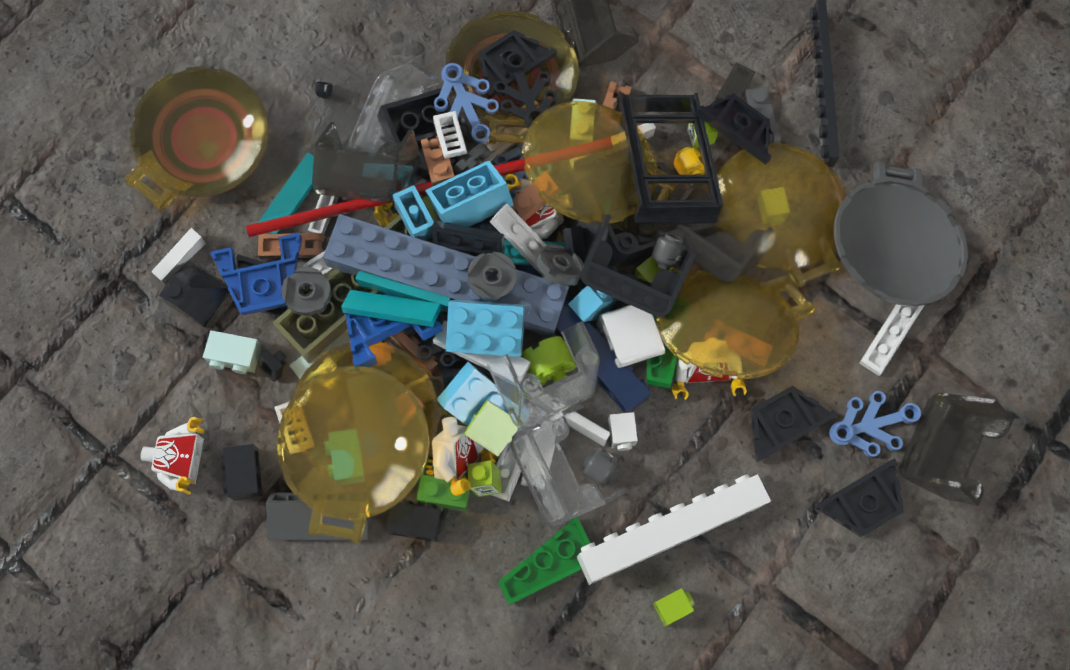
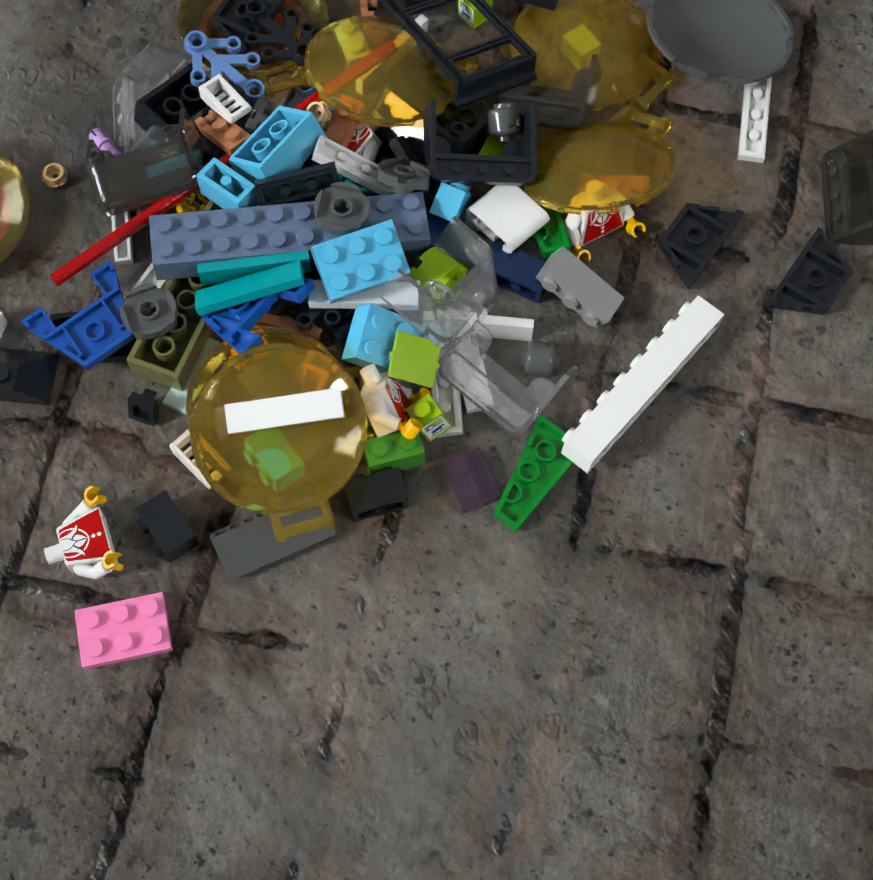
camera: 25 degrees left, 5 degrees down
(172, 540) = (123, 630): none -> bright pink plate
(232, 352) = (94, 413): light aqua brick -> none
(270, 247) = (86, 291): nougat plate -> none
(292, 193) = (80, 230): teal tile -> none
(296, 130) = (53, 170): none -> tan plate
(323, 89) = (61, 120): black hinge -> none
(345, 130) = (104, 142): none -> lavender pin
(364, 430) = (284, 411): none -> white tile
(495, 543) = (471, 480): none -> clear purple plate
(513, 180) = (316, 107): none -> tan plate
(622, 431) = (546, 314): white brick -> none
(661, 423) = (579, 288): none -> light grey brick
(674, 606) = (681, 457): lime brick -> none
(689, 162) = (475, 35): yellow head -> none
(870, 425) = (780, 209): medium blue plant -> none

